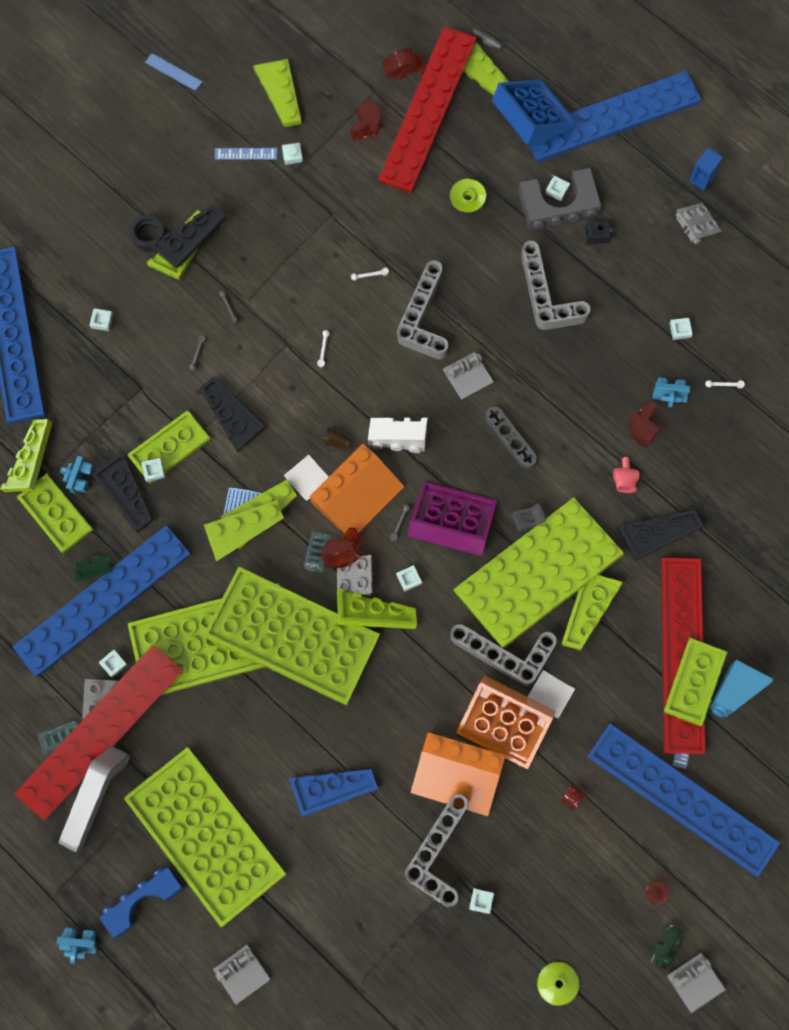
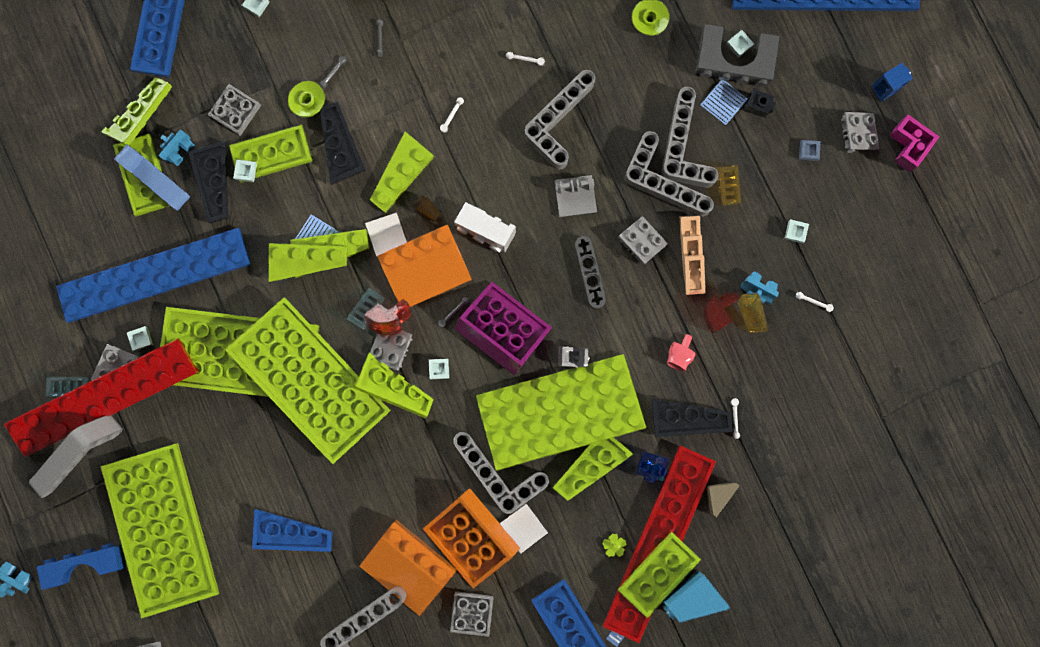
camera: 20 degrees right, 10 degrees up
(74, 511) = (152, 177): none -> medium blue beam
(101, 566) = (162, 242): clear green hinge -> none
(118, 421) = (234, 109): none -> light grey tile
(178, 380) = (301, 94): none -> lime dish
(299, 412) = (401, 171): none -> lime wing
(536, 793) = (471, 613): none -> light grey tile
(542, 332) = (662, 182): none -> light grey beam
(546, 390) = (642, 240): none -> light grey hinge
(565, 243) = (724, 101): none -> light blue sticker
(572, 797) = (501, 632): clear red wheel -> none
(597, 386) = (692, 255): none -> light nougat slope
(607, 309) = (735, 178): none -> clear yellow slope
(642, 674) = (614, 545): none -> lime plant
(645, 586) = (652, 467): none -> clear blue brick
(660, 255) = (809, 150): none -> sand blue tile
(669, 403) = (752, 301): none -> clear yellow slope
(693, 501) = (734, 402): none -> white hinge
(717, 589) = (719, 495): none -> dark tan slope
(749, 209) = (917, 142): none -> dark pink brick

